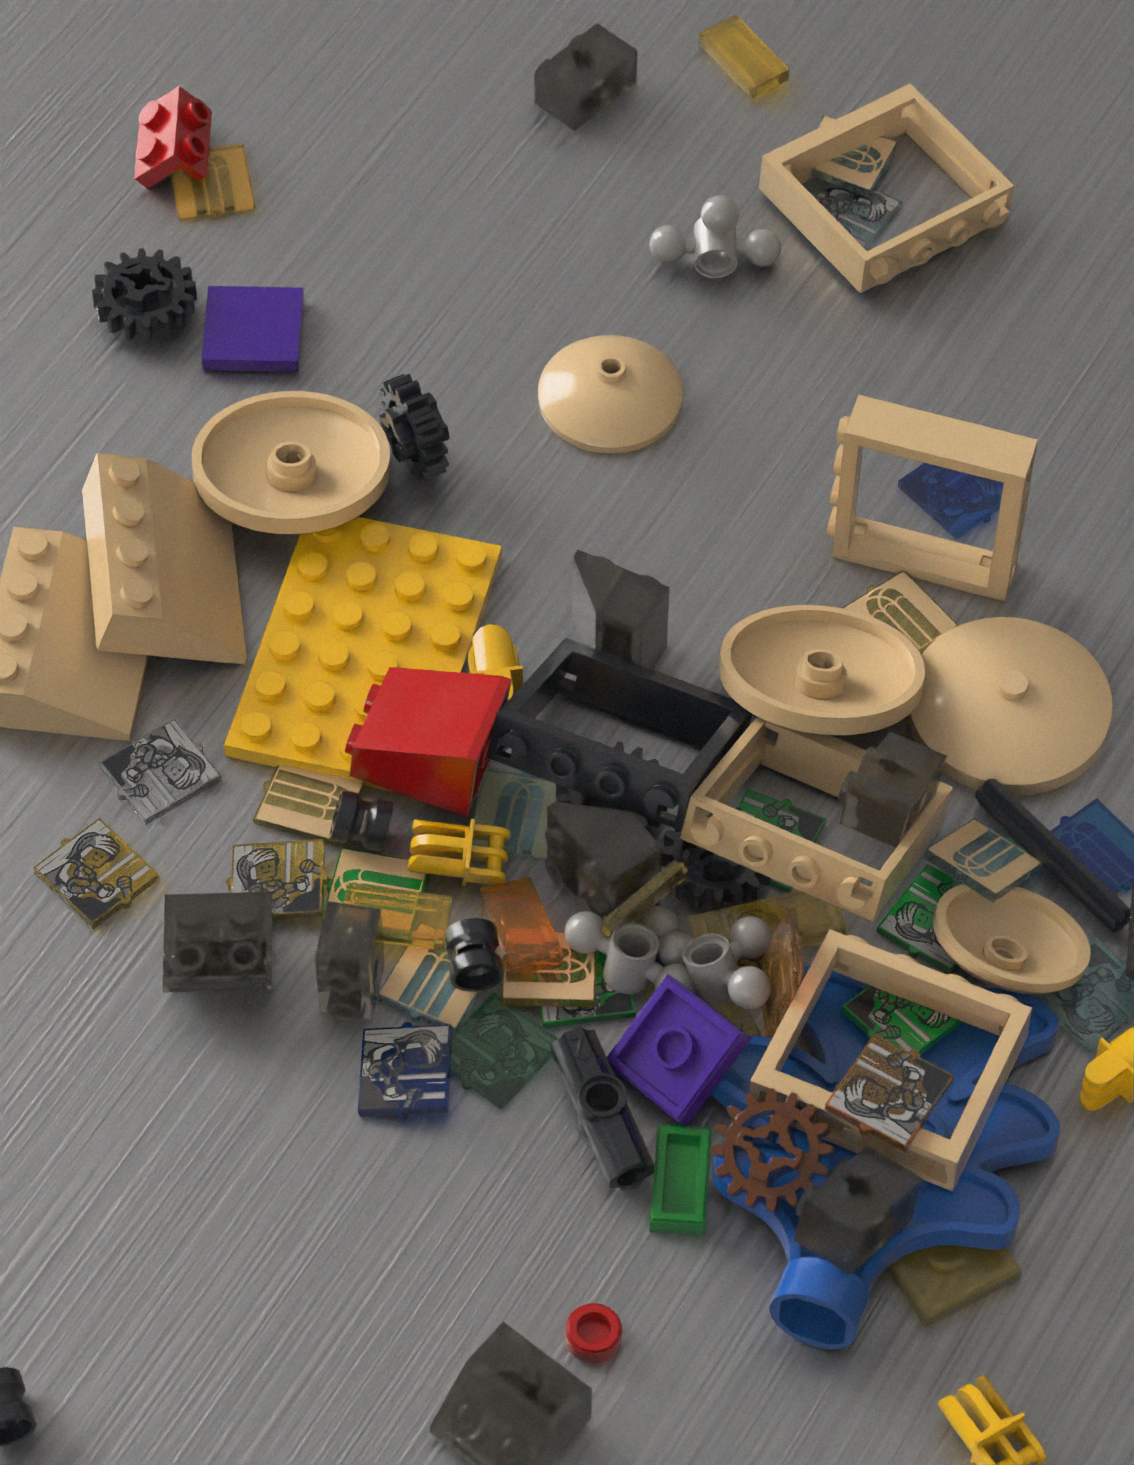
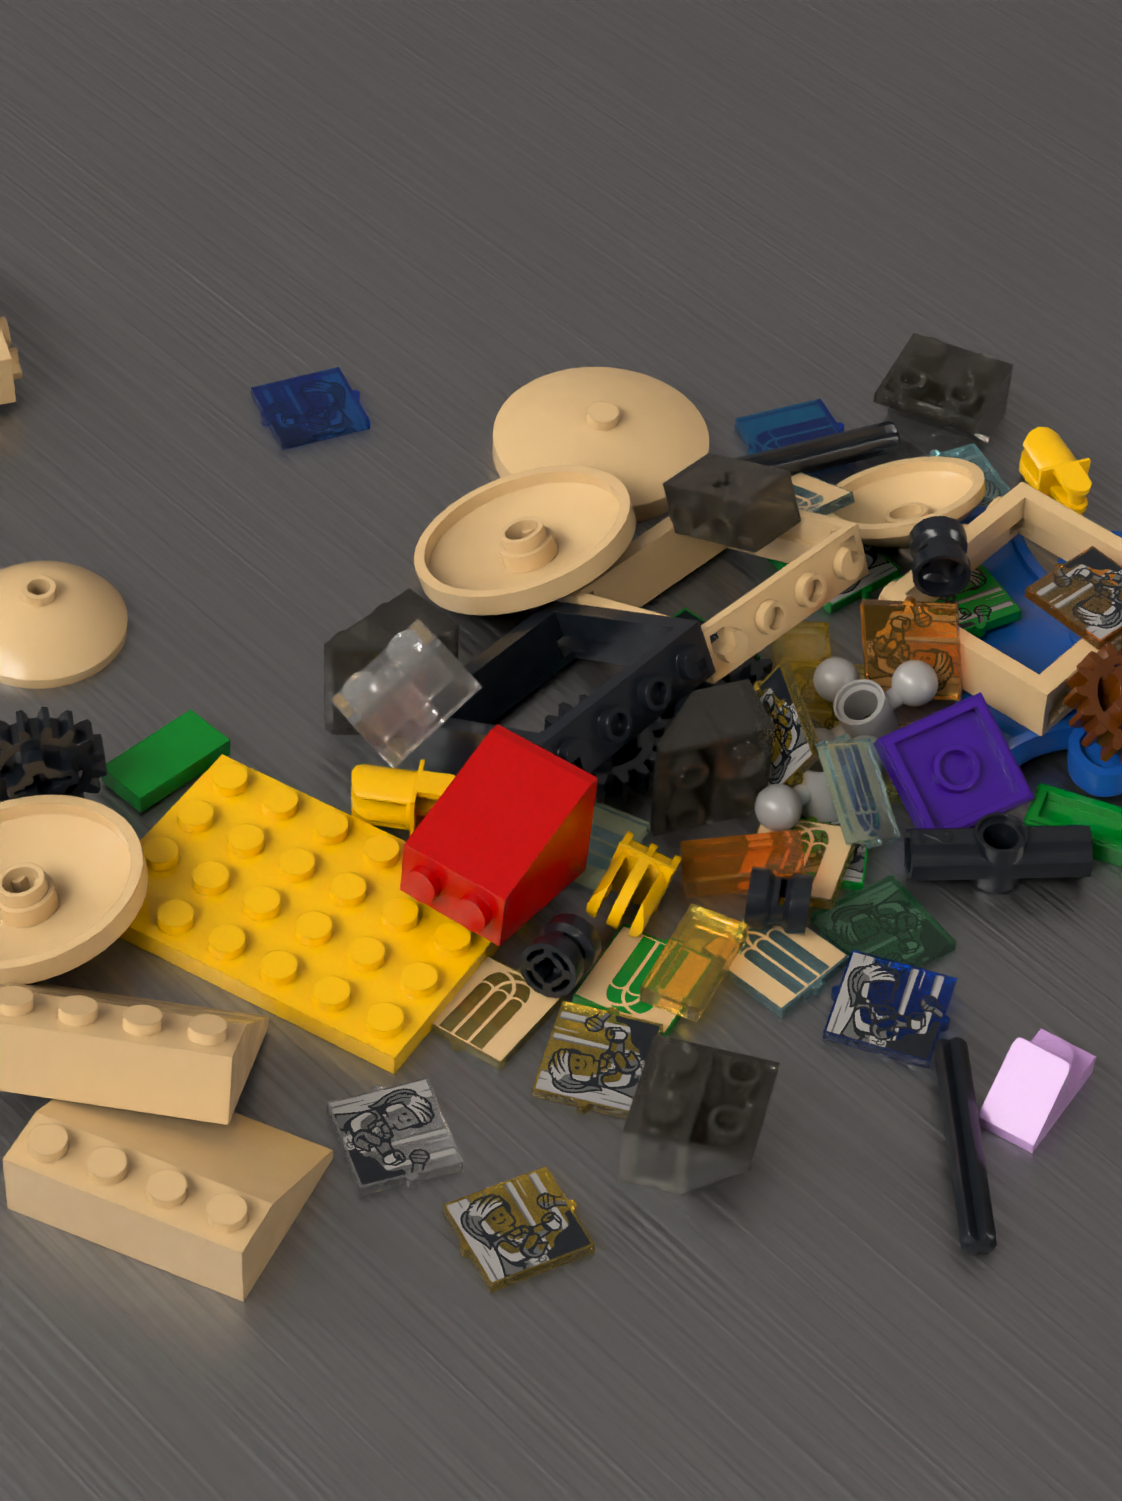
camera: 75 degrees left, 10 degrees down
(273, 1152) = (964, 1146): none -> black axle
(349, 961) = (765, 994): clear smoke brick -> none
(357, 1196) = (1034, 1088): none -> slope
(487, 515) = (165, 760): none -> green tile
(556, 621) = (405, 693): none -> clear brick
(609, 977) = (857, 791): none -> clear light blue piece
(873, 952) = (939, 556): none -> black wheel
(906, 608) = (439, 484): piece -> none
(943, 443) = (432, 283): tan window -> none

